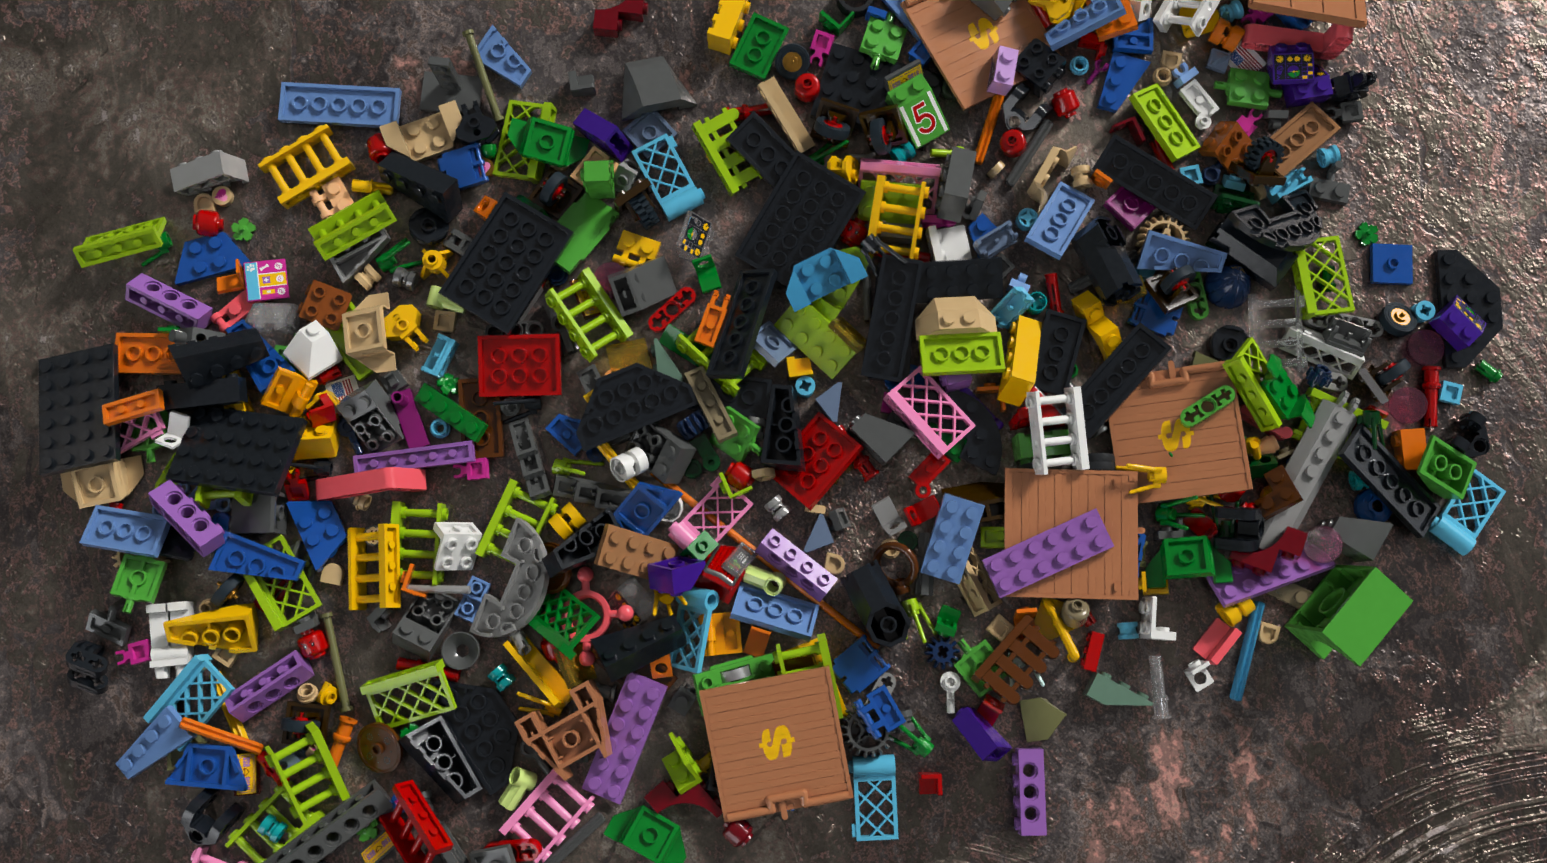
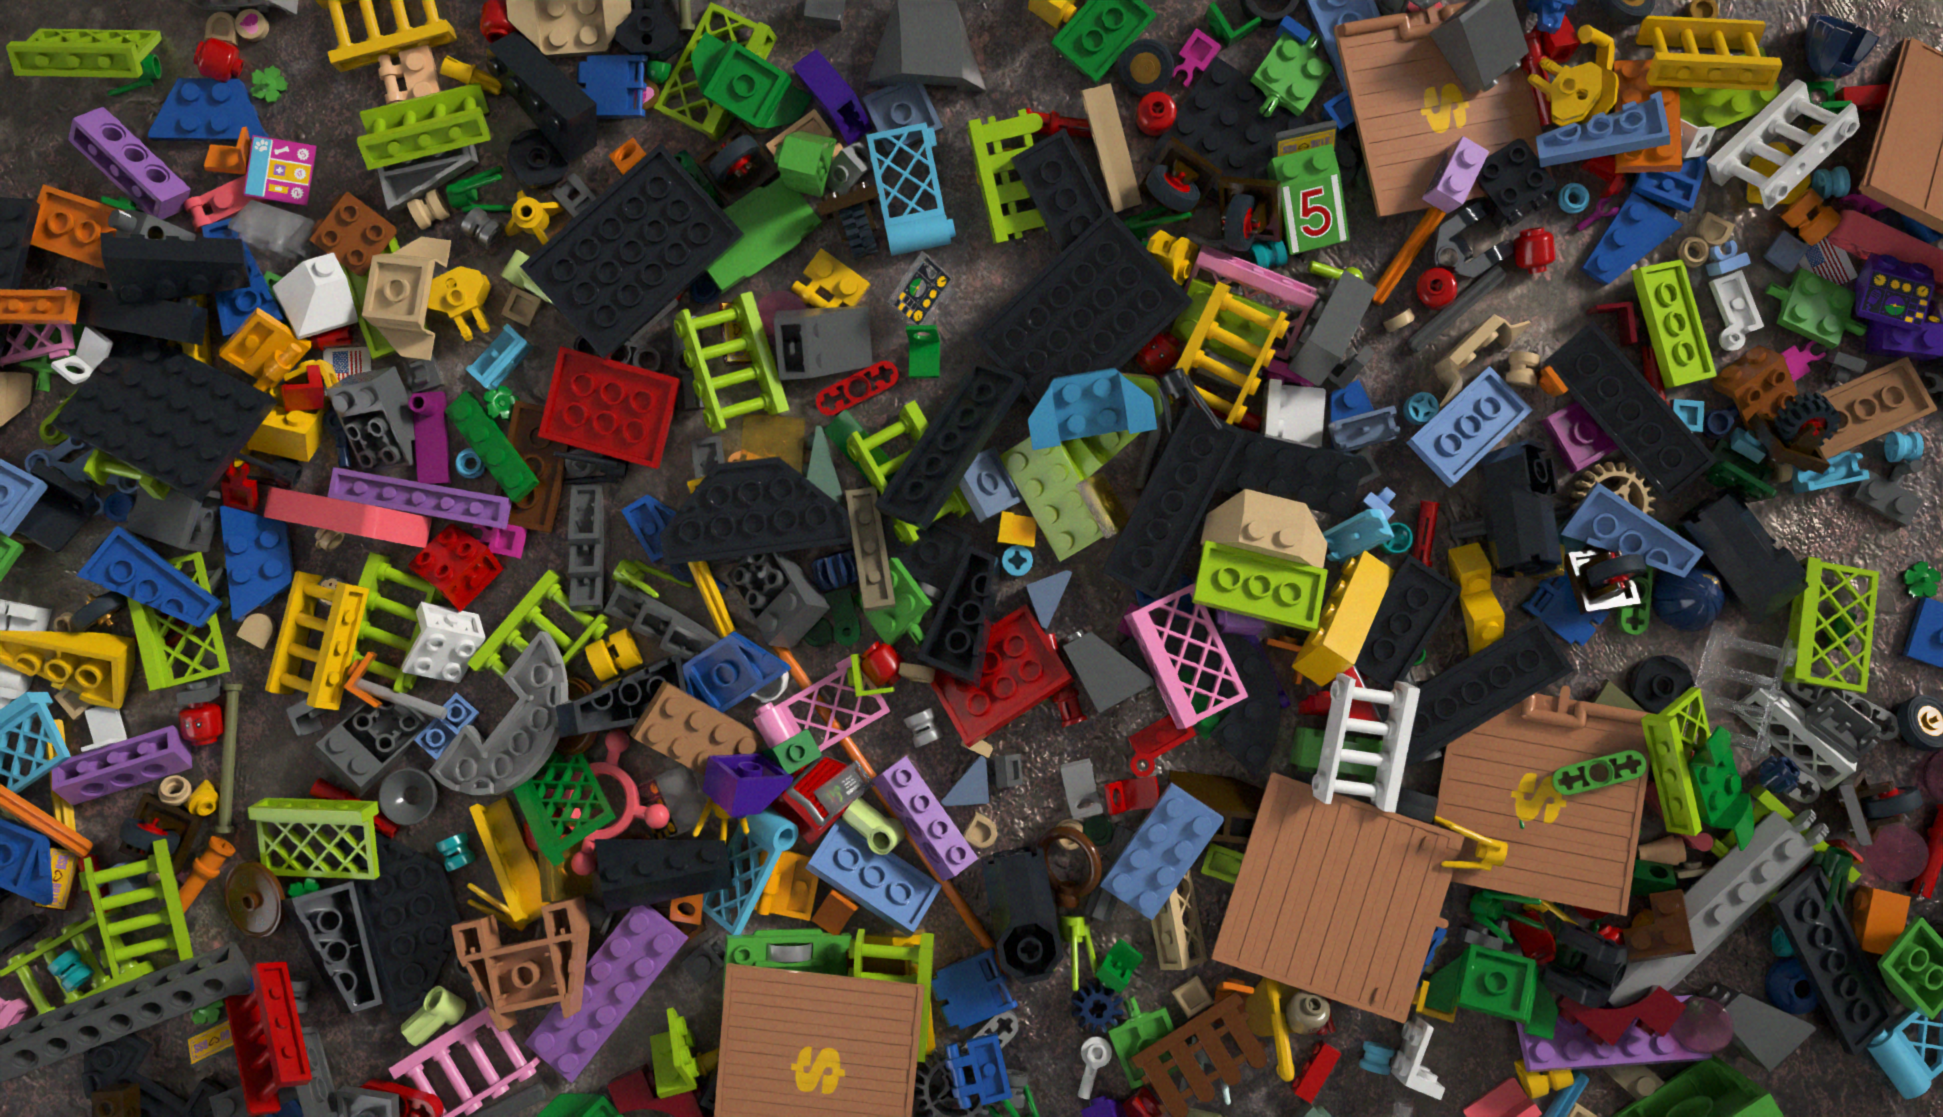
camera: 20 degrees right, 5 degrees up
(203, 541) = (79, 534): medium lavender brick -> none
(249, 665) = (105, 727): none -> white bracket
(450, 494) = (456, 566): none -> red bracket
(519, 640) = (495, 812): light grey axle -> none
(629, 464) = (727, 601): white wheel -> none
(712, 321) = (908, 426): orange hinge -> none
(1047, 553) = (1294, 916): medium lavender plate -> none
(1253, 447) = (1647, 848): yellow plate -> none
(1286, 232) = (1801, 548): black plate -> none

